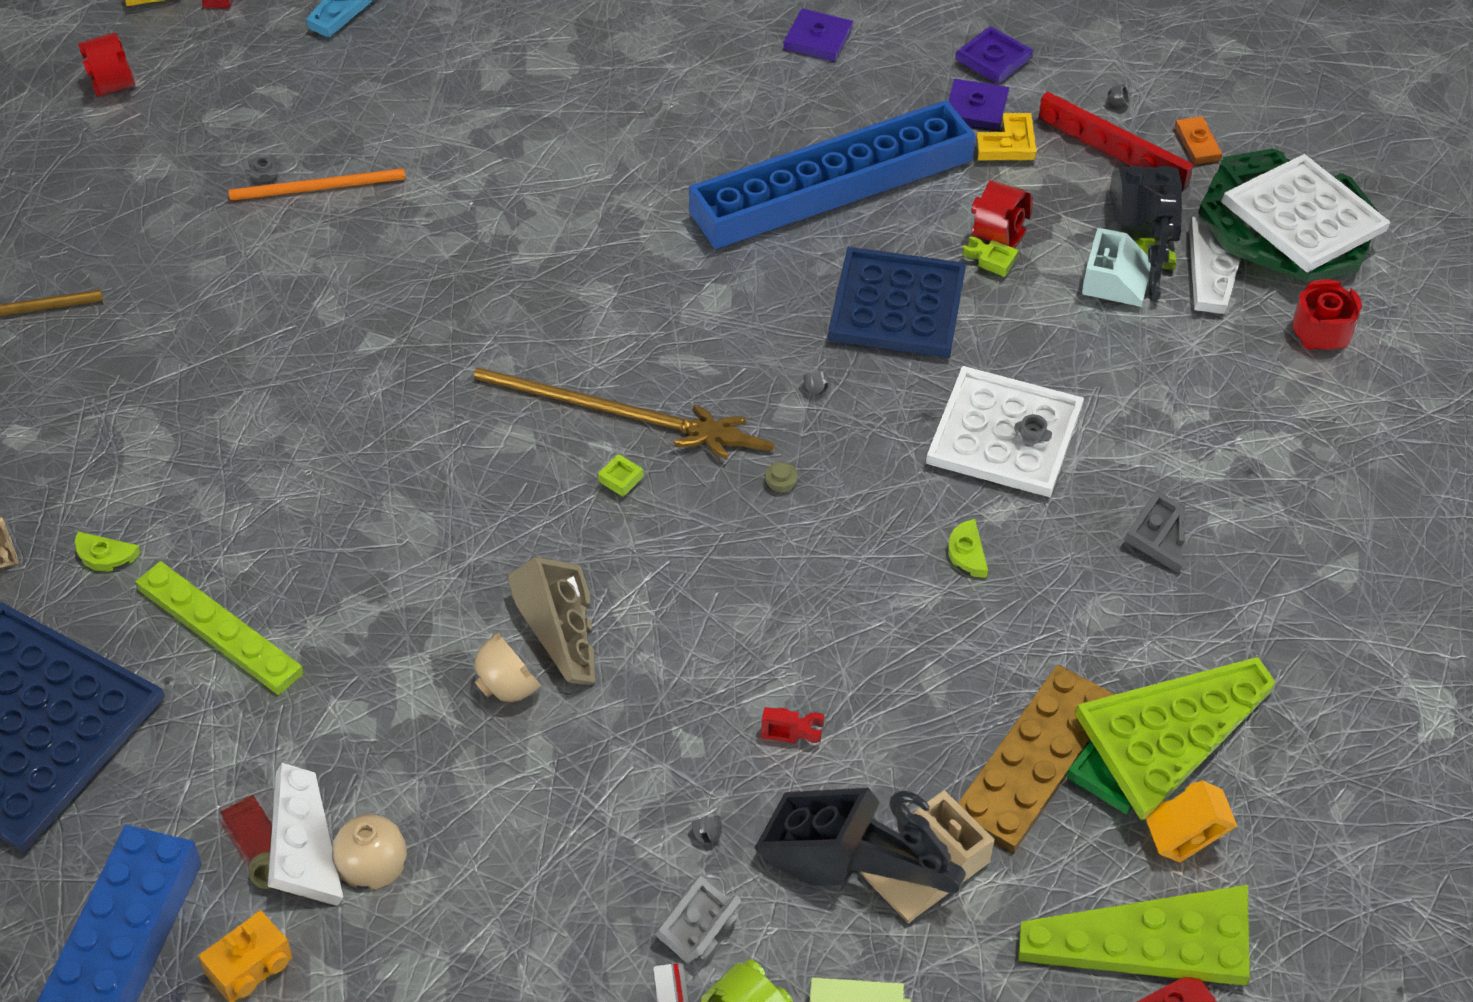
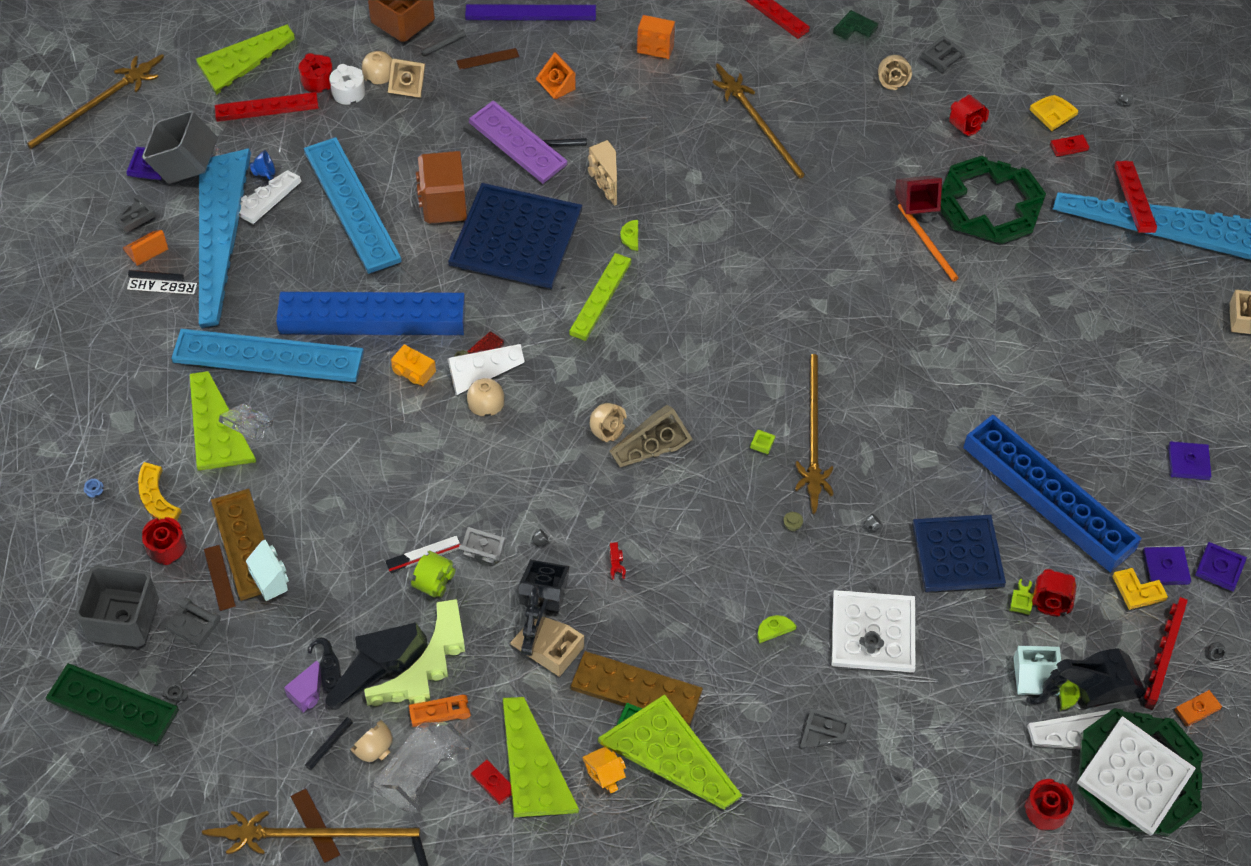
camera: 75 degrees right, 5 degrees up
(232, 155) = (919, 194): none -> dark red slope
(321, 117) = (981, 226): none -> dark green plate

